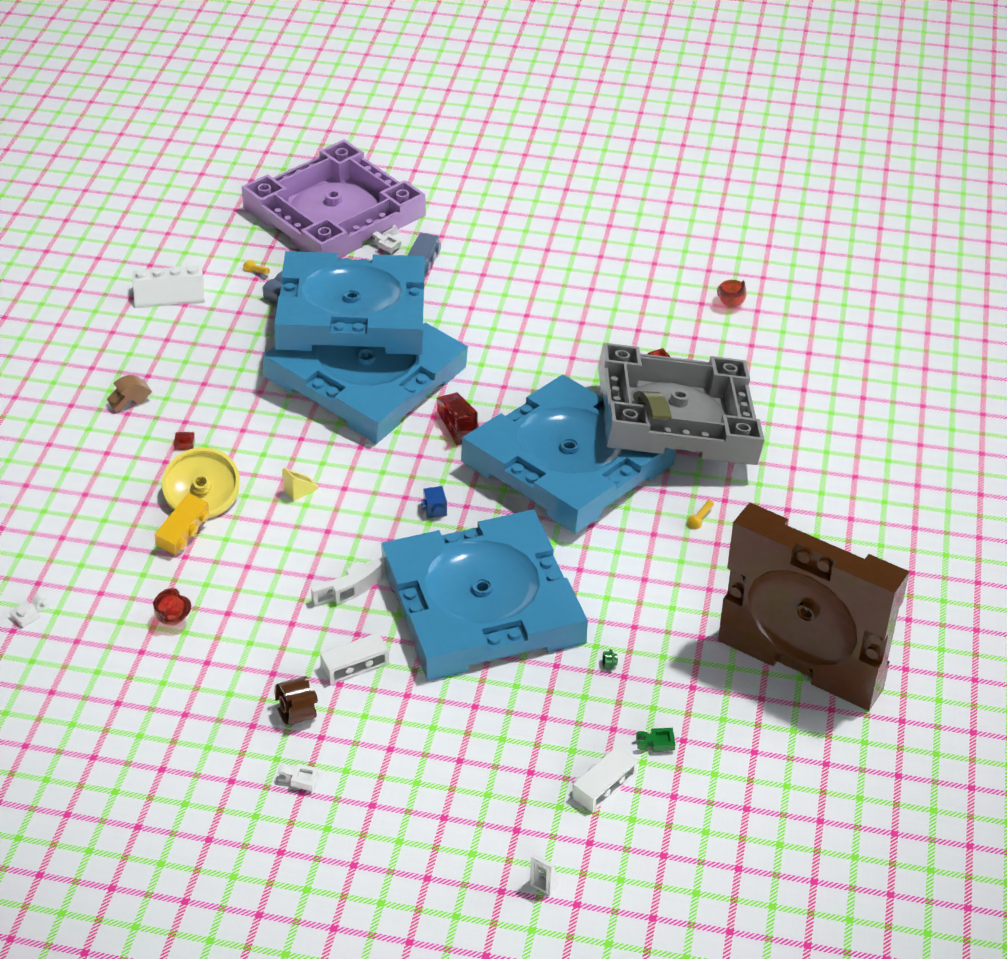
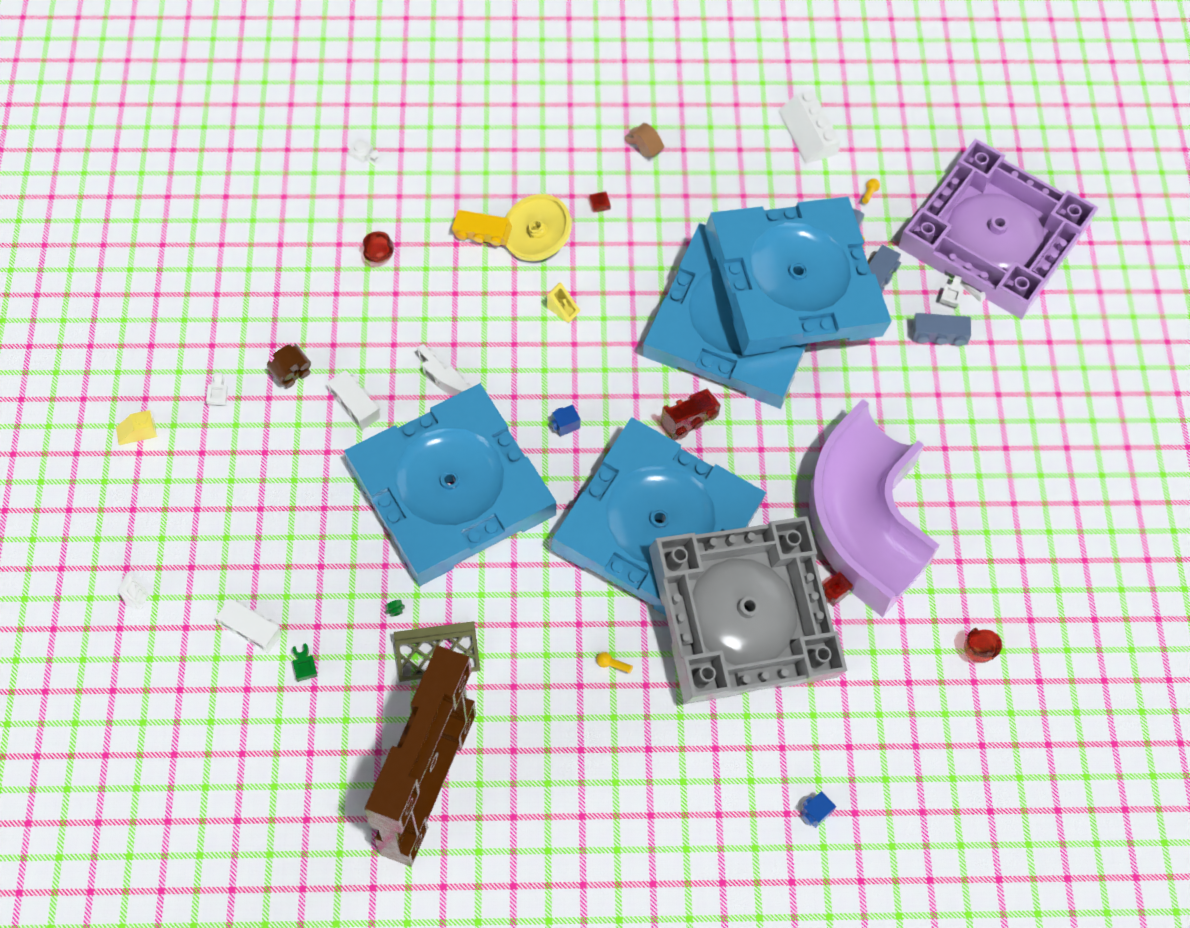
camera: 75 degrees right, 20 degrees up
(324, 856) = (136, 428): none -> light yellow slope
(576, 324) = (857, 513): none -> lavender piece
(648, 647) = (431, 634): none -> olive fence
(657, 404) = (707, 575): olive slope -> none
(861, 412) = (817, 809): none -> blue brick

